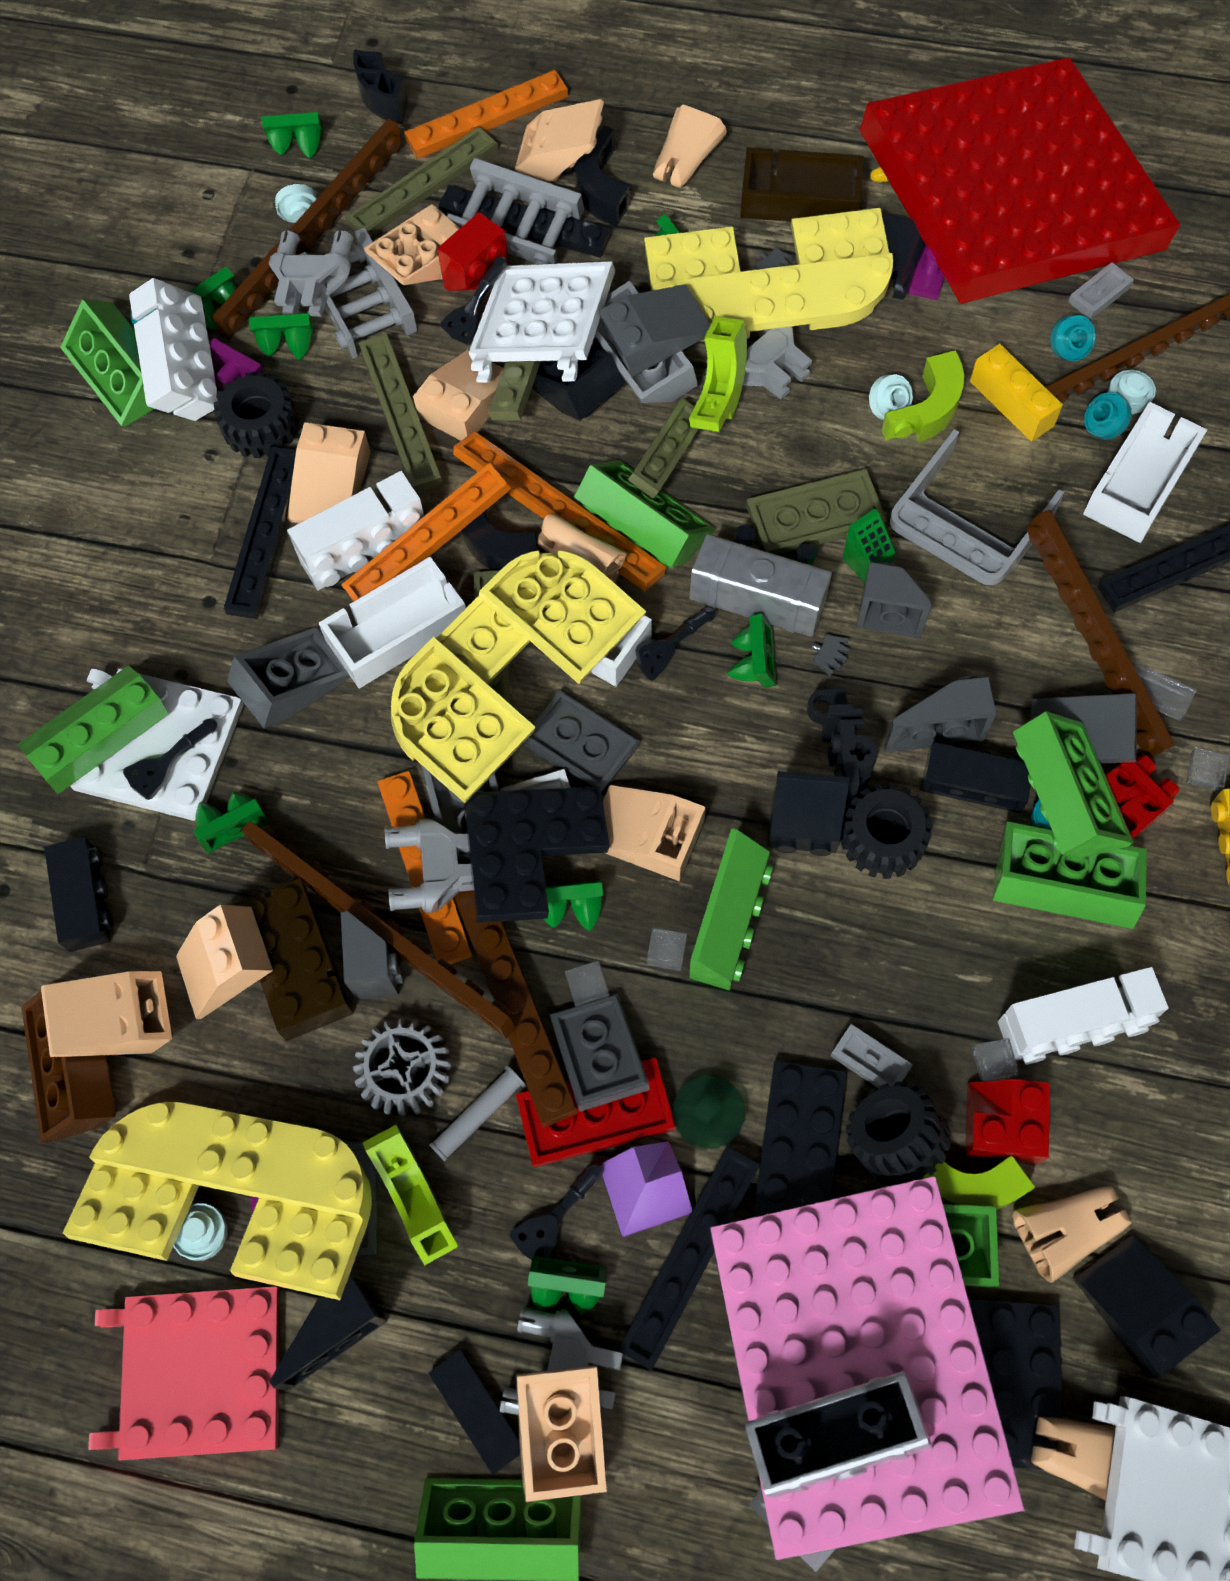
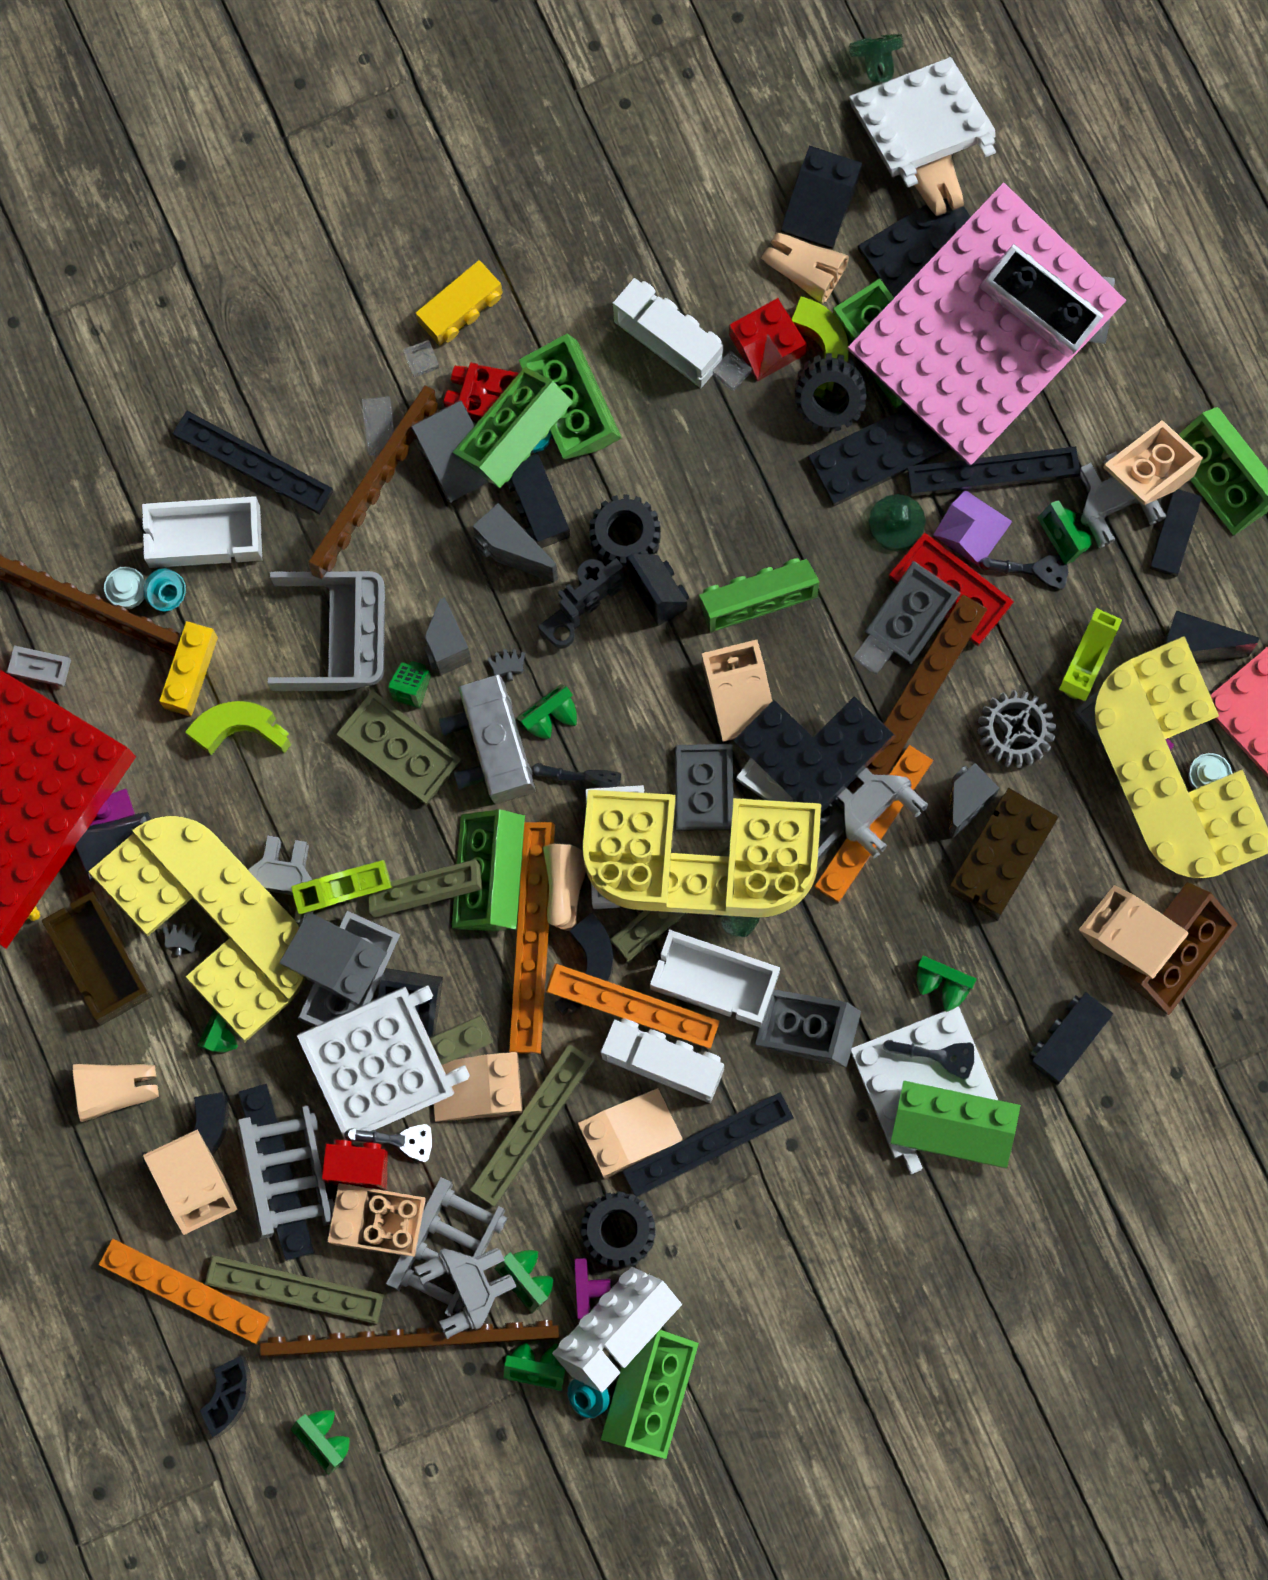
camera: 125 degrees left, 10 degrees up
(222, 957) = (1043, 890): light nougat slope -> none
(294, 201) = (398, 1366): light aqua plate -> none
(413, 953) = (942, 824): reddish brown plate -> none
(477, 1113) = (1007, 661): light grey pin -> none
(584, 899) = (816, 702): green tile -> none
(666, 949) = (811, 620): clear plate -> none
(870, 1058) = (789, 445): light grey plate -> none
(889, 394) = (258, 757): light aqua plate -> none
(1072, 337) = (105, 657): teal plate -> none

